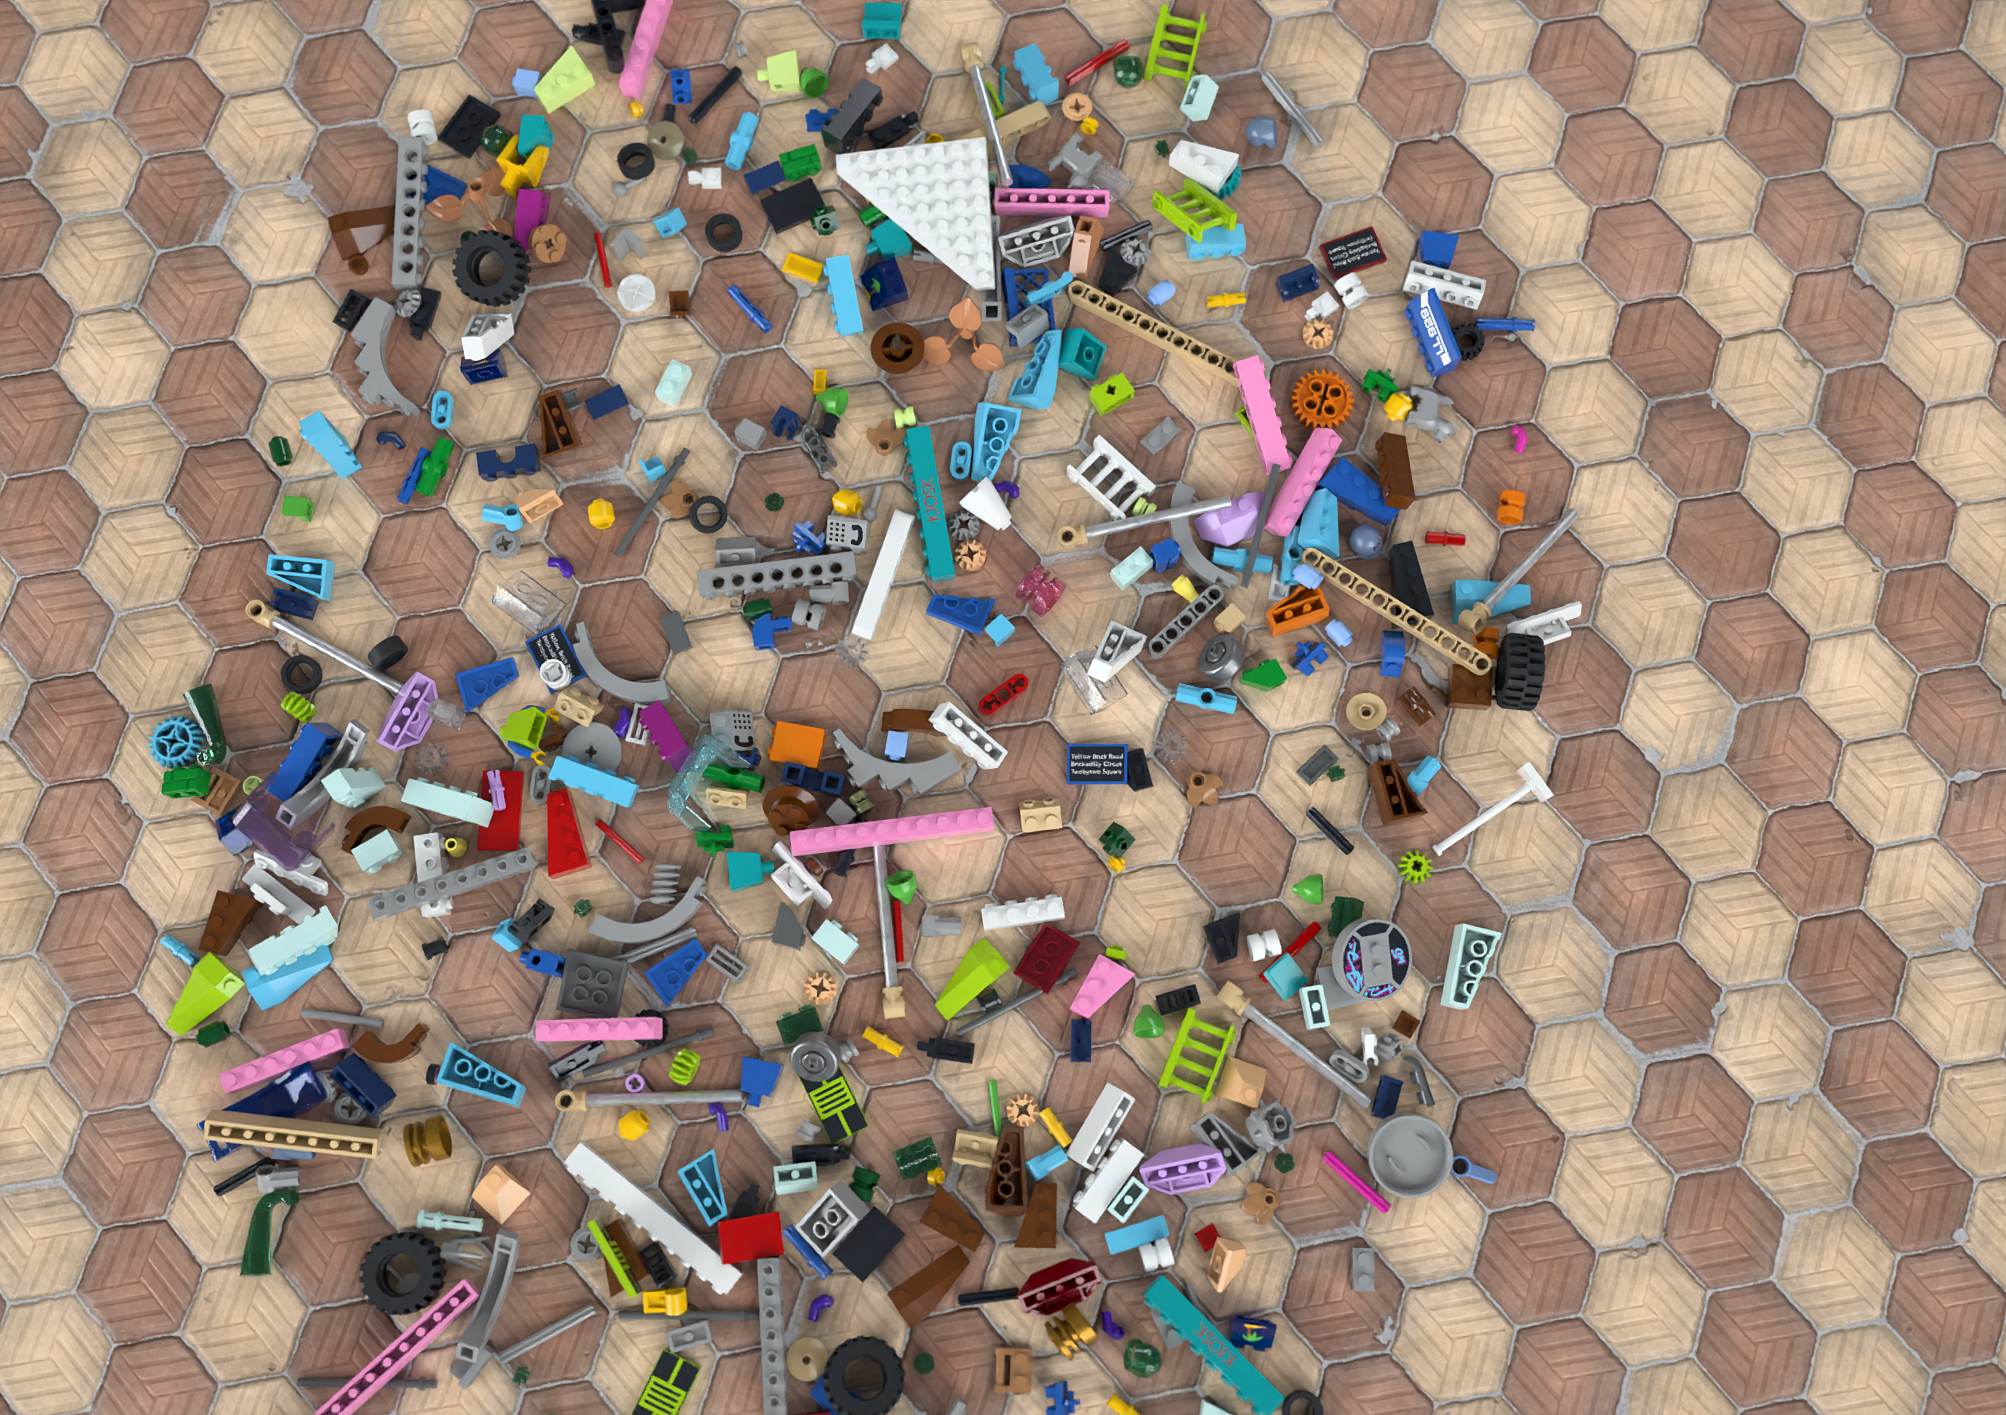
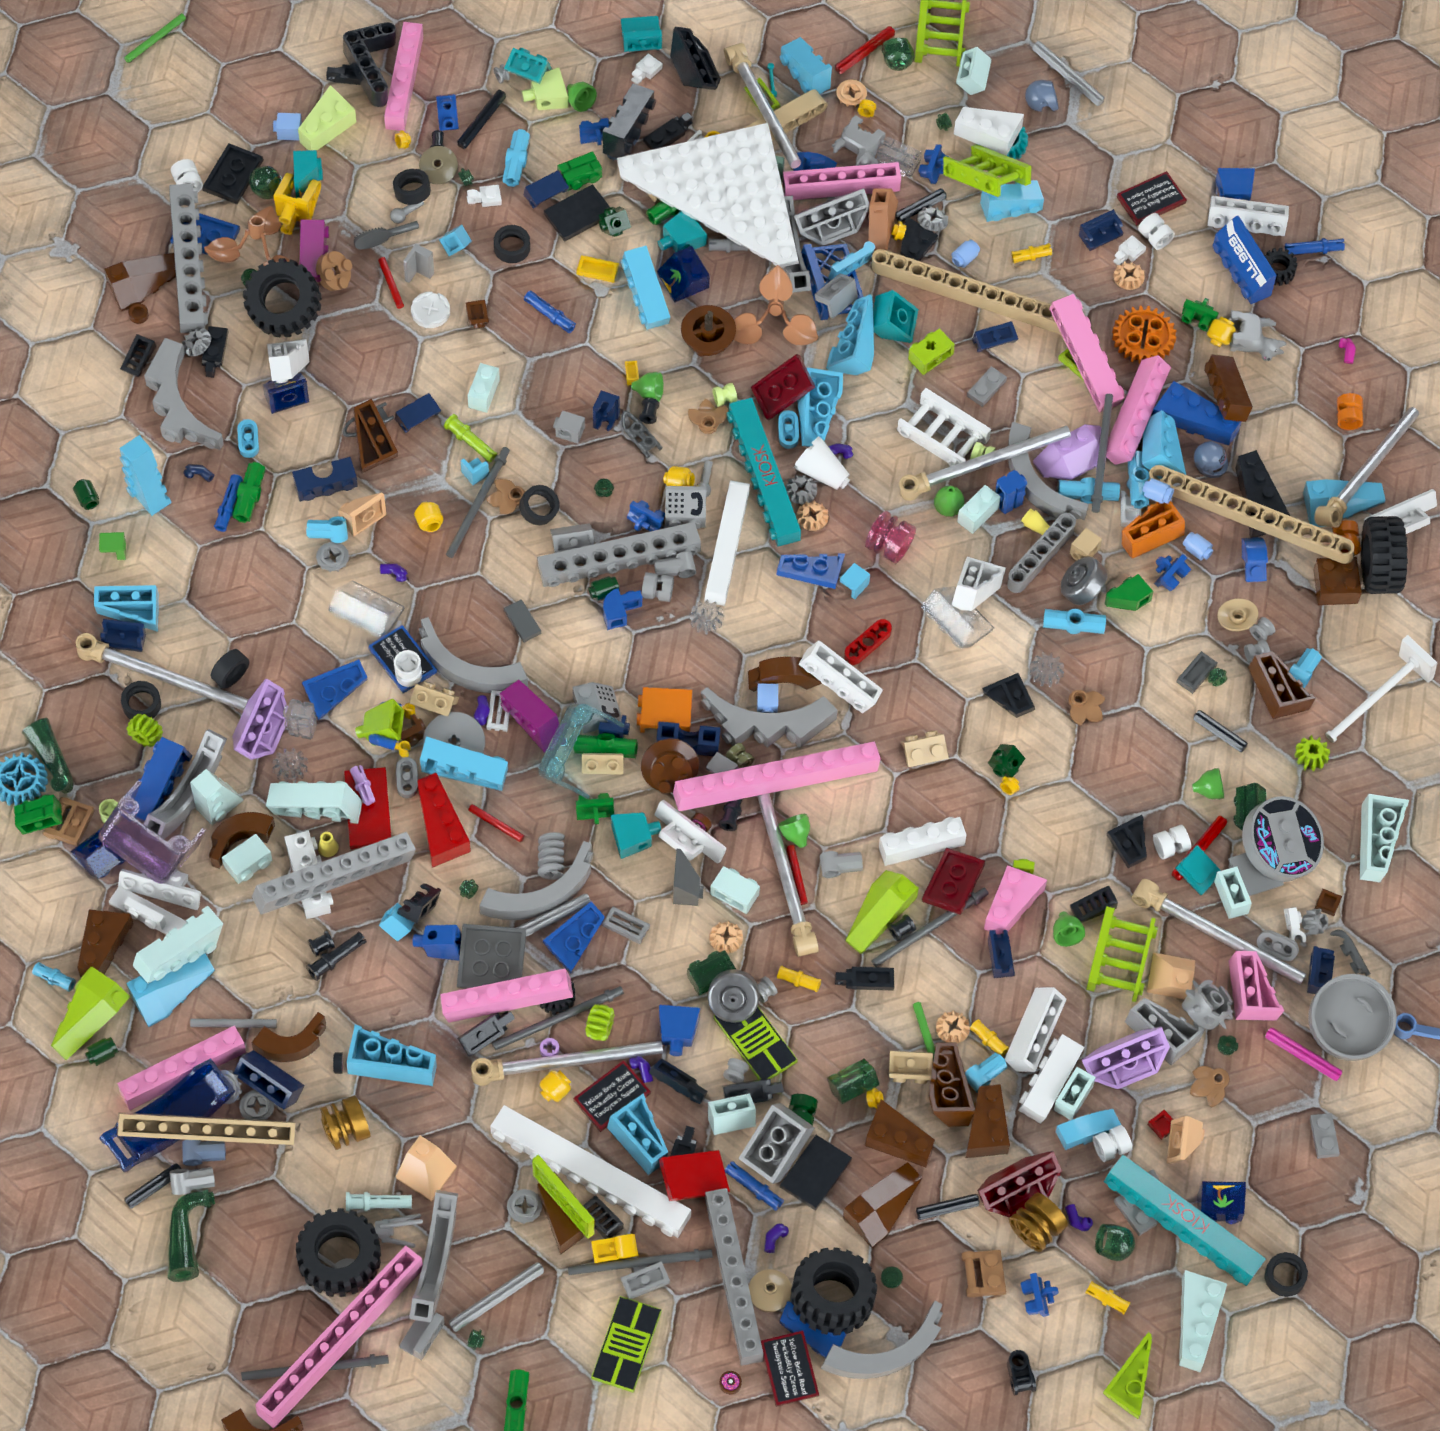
camera: 10 degrees left, 15 degrees down
(440, 966) = (328, 961): none -> black pin
(597, 210) = (378, 236): none -> dark grey piece
(648, 428) = (464, 433): none -> lime pin
(687, 1139) = (610, 1094): none -> black tile
(751, 1133) = (678, 1080): none -> black hinge
(764, 44) = (526, 65): none -> teal bracket
(928, 57) = (693, 60): none -> black wedge
(960, 417) = (782, 387): none -> dark red tile
(1097, 764) = (974, 694): black tile -> none
(1099, 261) = (898, 231): none -> yellow plate
(1104, 555) = (949, 501): none -> bright green helmet
(1145, 198) = (935, 165): none -> blue hips
(1176, 386) = (995, 336): none -> dark blue hinge
(1315, 1110) = (1251, 989): none -> bright pink wedge
(1416, 706) = (1287, 604): reddish brown hips -> none
(1445, 538) = (1288, 449): red axle -> none

